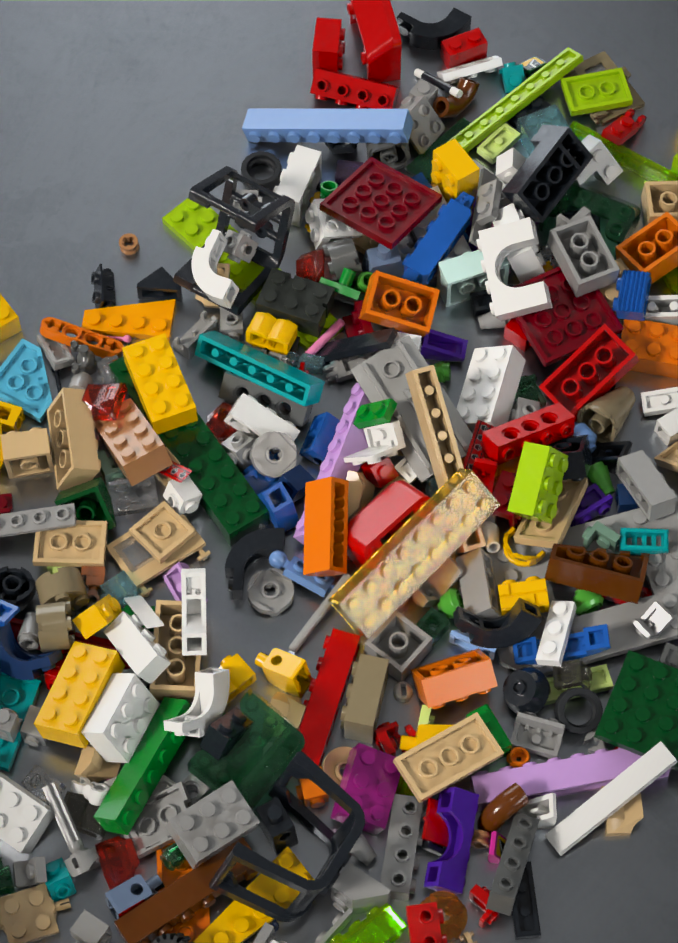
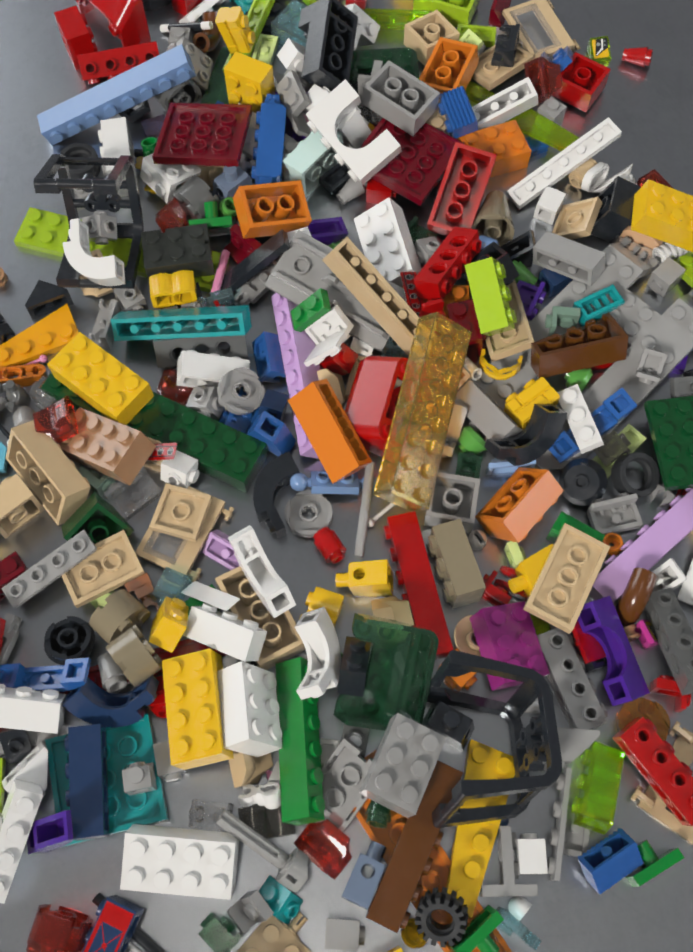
camera: 30 degrees left, 5 degrees up
(271, 627) = (329, 545): none -> red brick
(320, 627) = (371, 521): none -> white hinge
(474, 112) = (235, 29): none -> yellow brick

